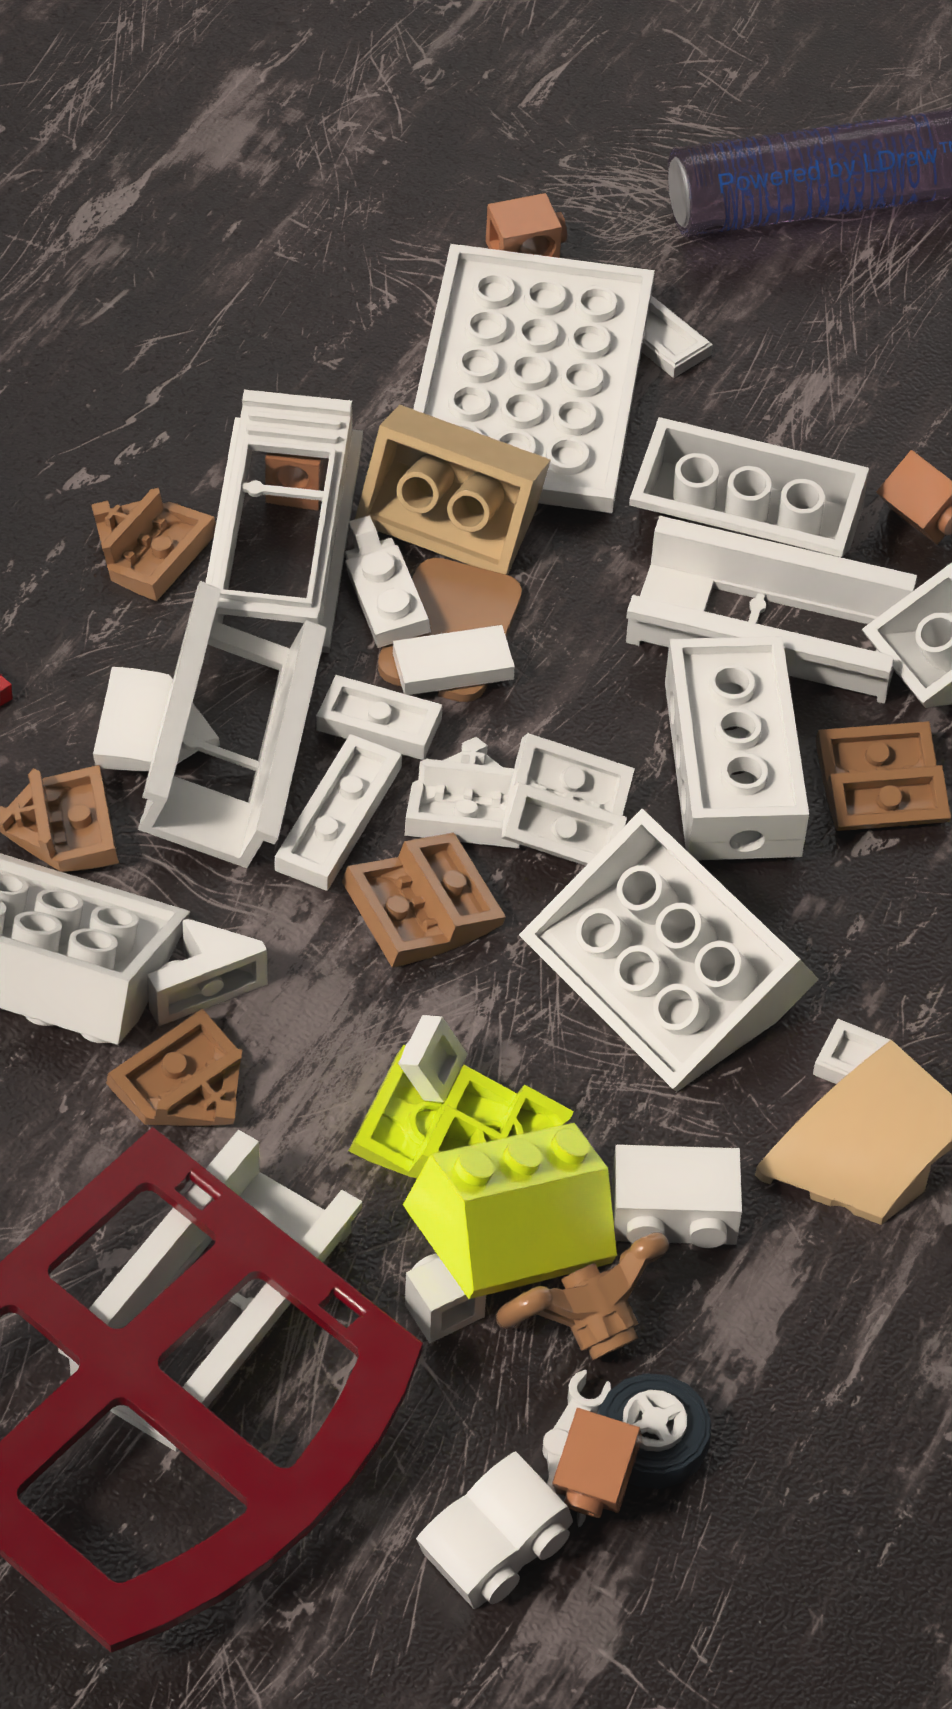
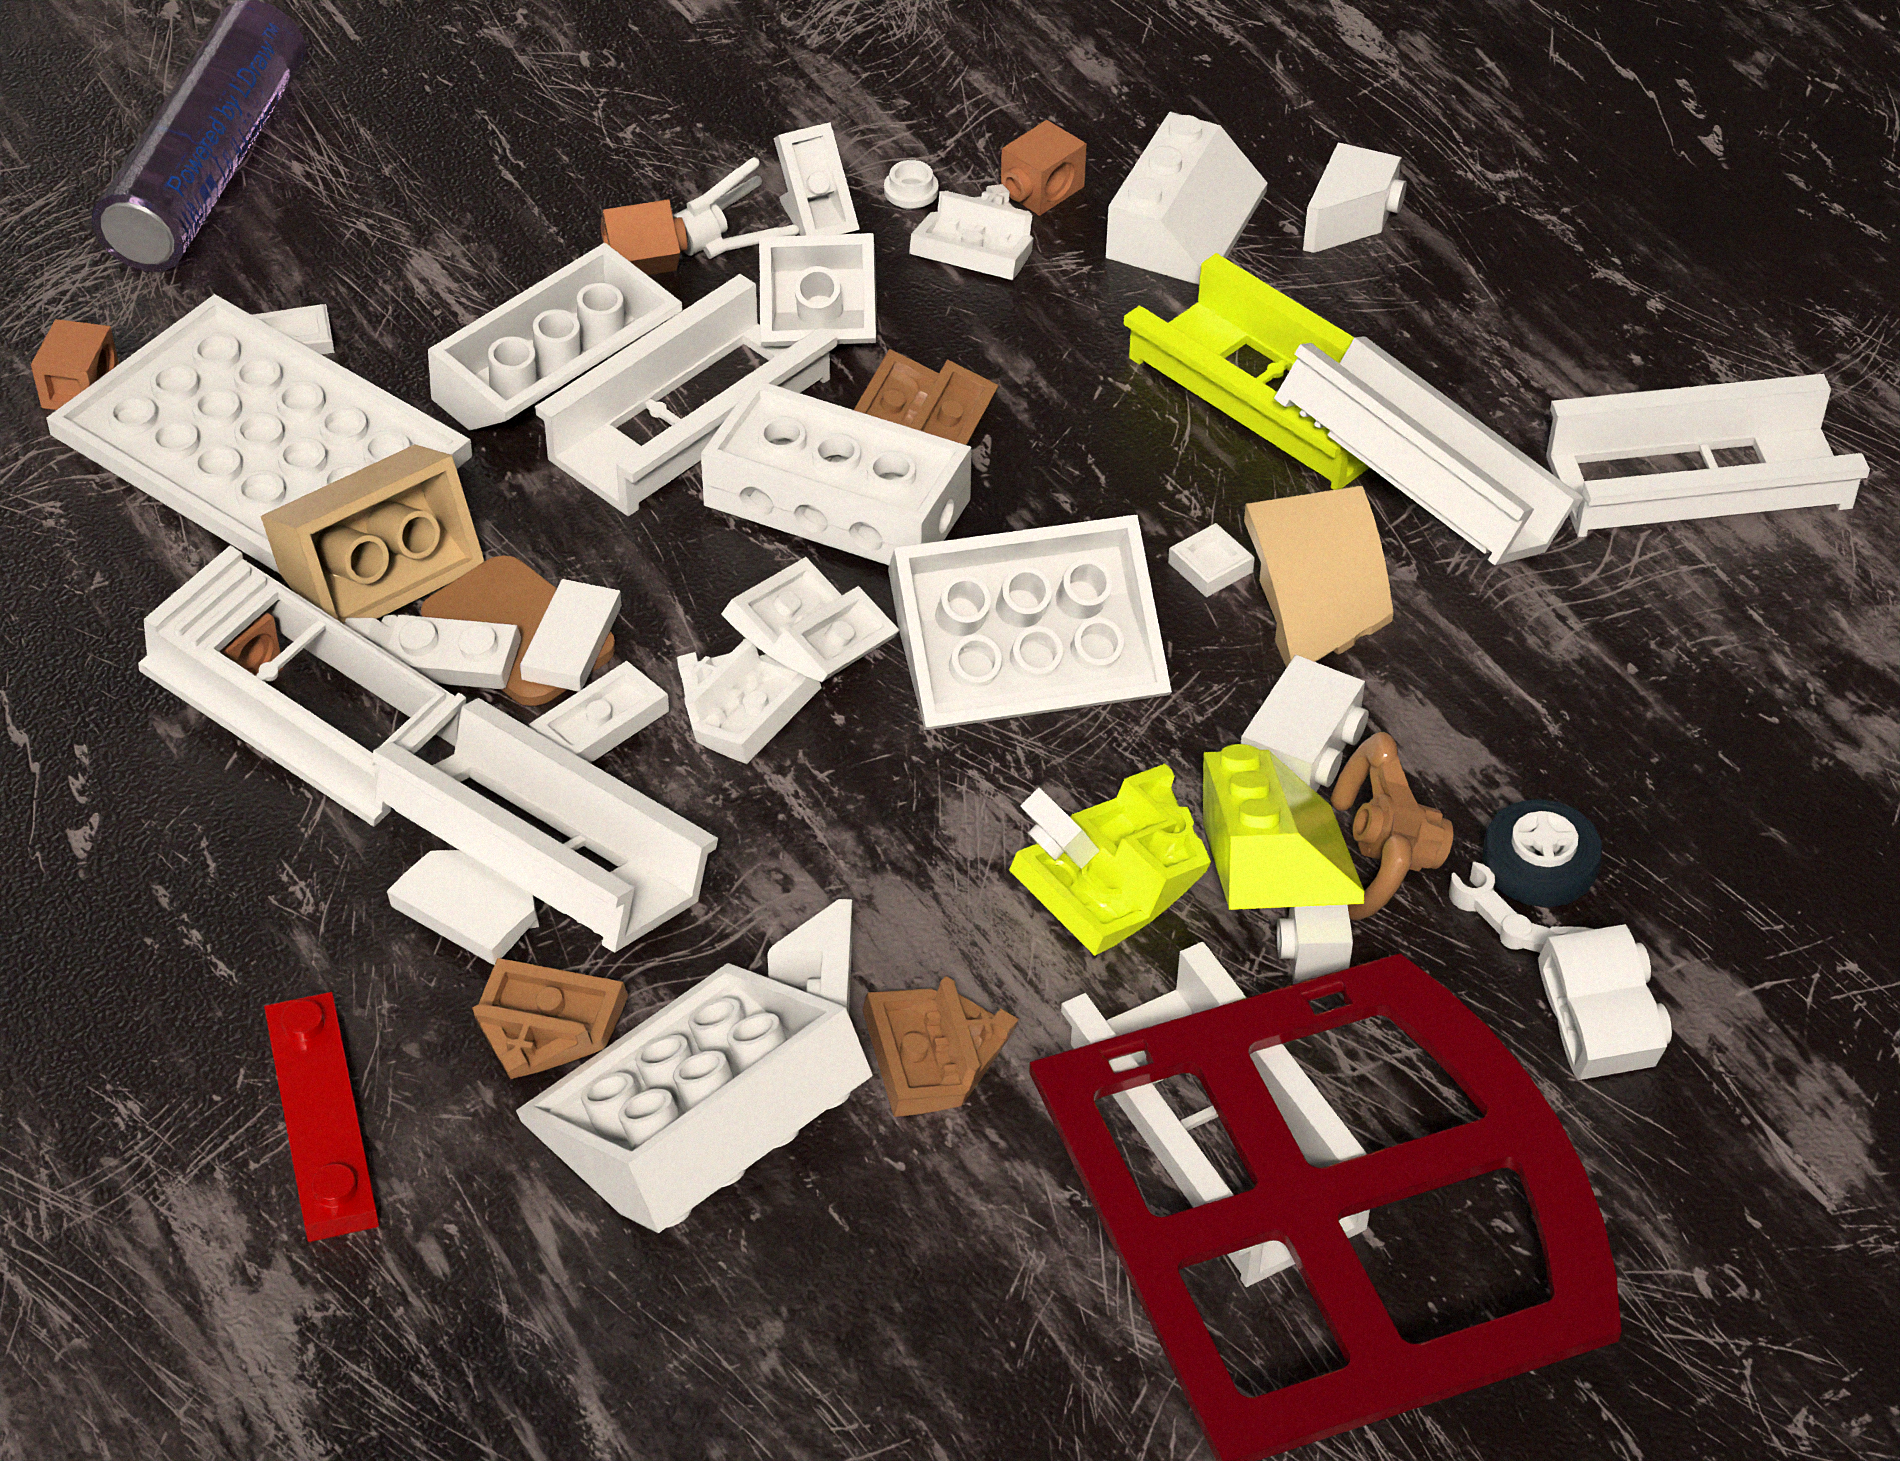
camera: 60 degrees left, 5 degrees down
(150, 541) = (222, 811): medium nougat slope -> none
(338, 812) = (690, 785): white plate -> none
(423, 899) = (838, 778): medium nougat slope -> none
(596, 1463) = (1584, 885): nougat brick -> none

